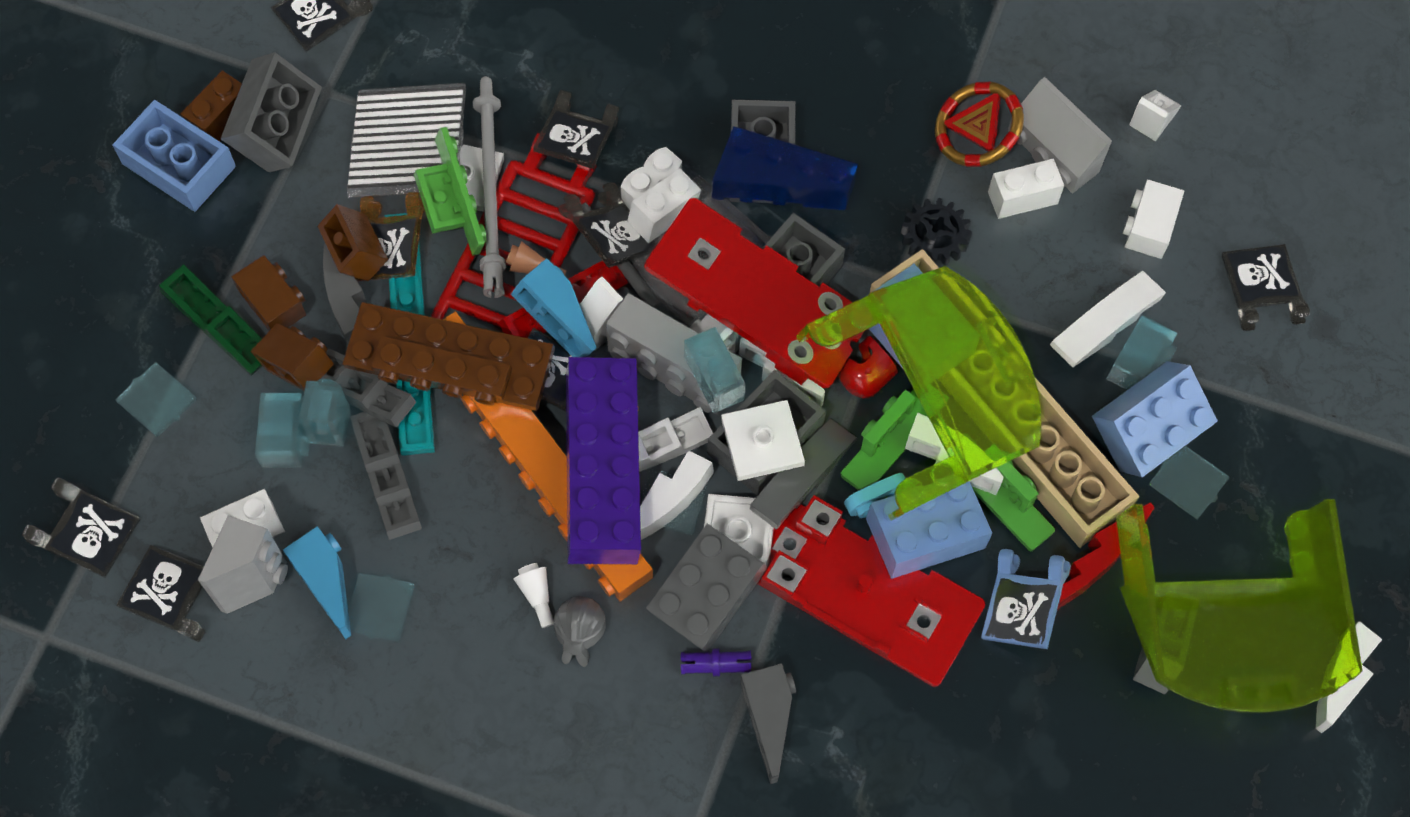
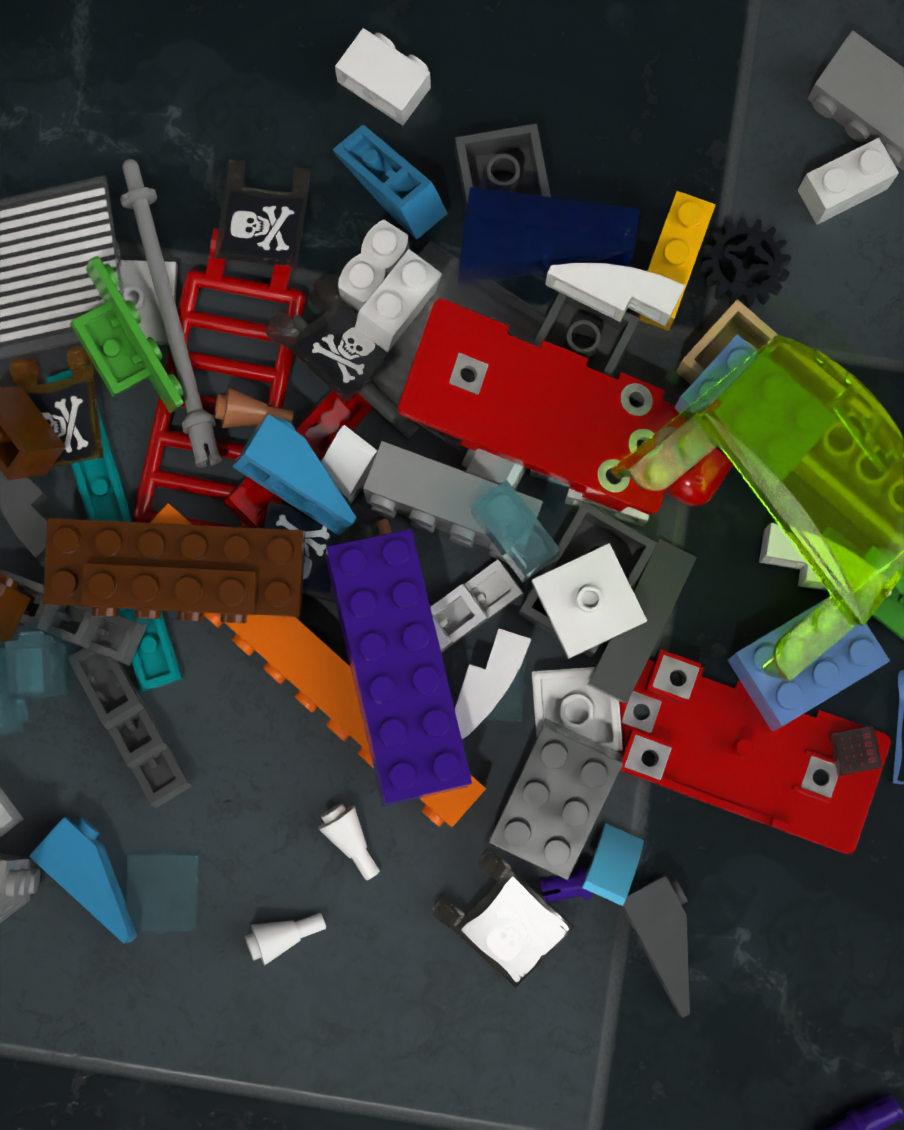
camera: 10 degrees left, 15 degrees up
(458, 656) = (274, 938): none -> white cone
(579, 626) = (411, 873): dark grey piece -> none
(649, 682) = (509, 924): none -> flag
(679, 127) = (392, 181): none -> dark azure slope
(689, 55) = (383, 75): none -> white brick
(741, 647) = (613, 864): none -> medium azure slope
(830, 221) = (616, 288): none -> white slope
(860, 501) = (724, 643): medium azure plate -> none
(880, 219) = (680, 244): none -> yellow brick
(883, 441) = (731, 562): bright green bracket -> none
(954, 603) = (855, 751): none -> tile
(979, 123) = (774, 103): piece -> none

